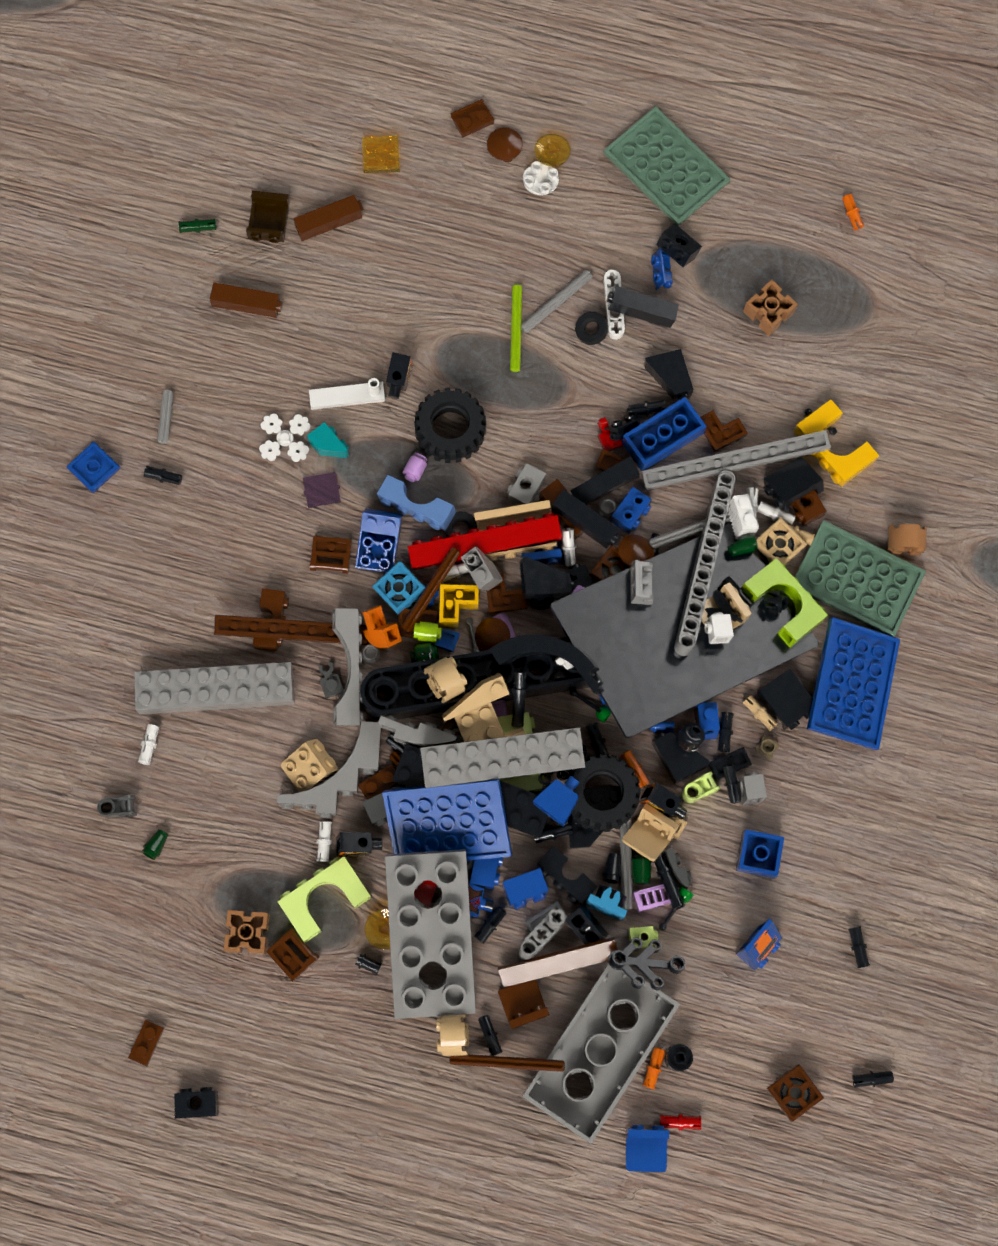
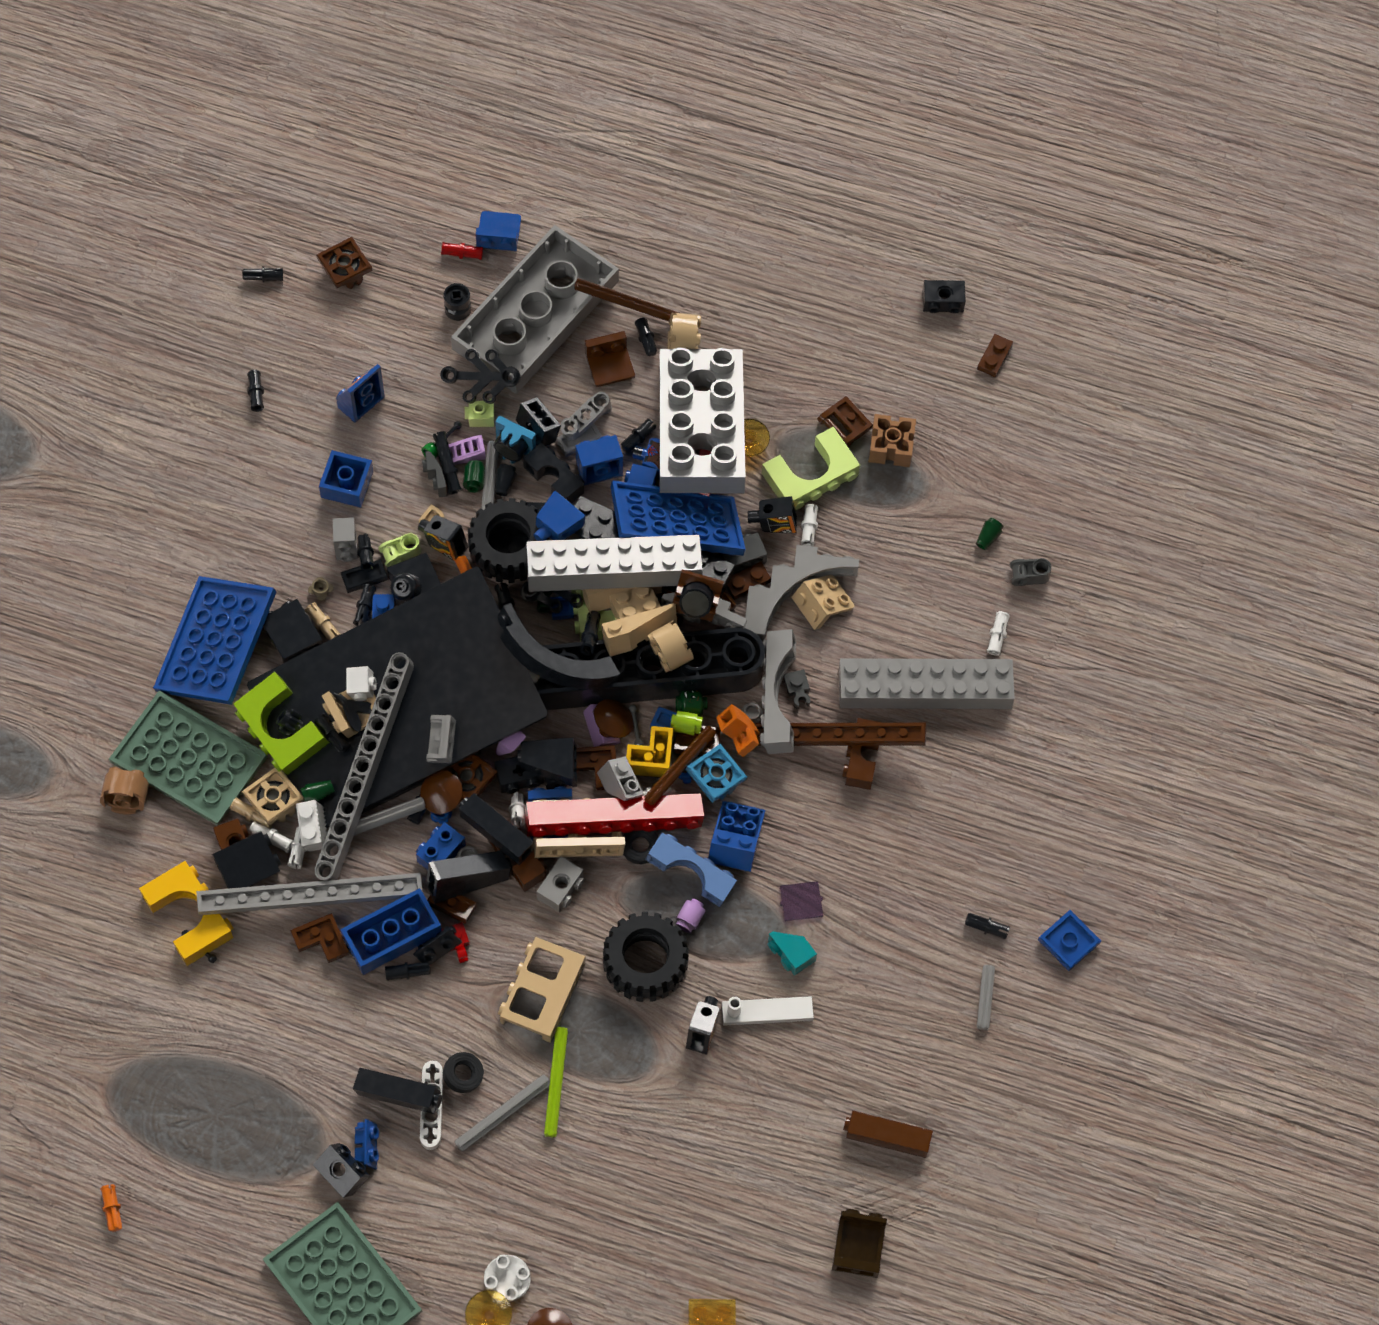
camera: 175 degrees left, 10 degrees down
(197, 225) = (949, 1238): dark green pin -> none
(284, 437) = (843, 962): white plant -> none
(328, 217) = (782, 1237): reddish brown brick -> none
(330, 548) = (792, 829): reddish brown plate -> none
(368, 964) = (767, 409): black pin -> none
(424, 726) = (697, 597): none -> piece
(524, 392) = (555, 991): none -> tan window
(557, 962) = (569, 390): tile -> none
(650, 833) = (461, 502): tan bracket -> none
(654, 1068) = (484, 292): orange axle -> none
(670, 373) = (372, 1009): black slope -> none
(760, 307) = (240, 1066): medium nougat brick -> none

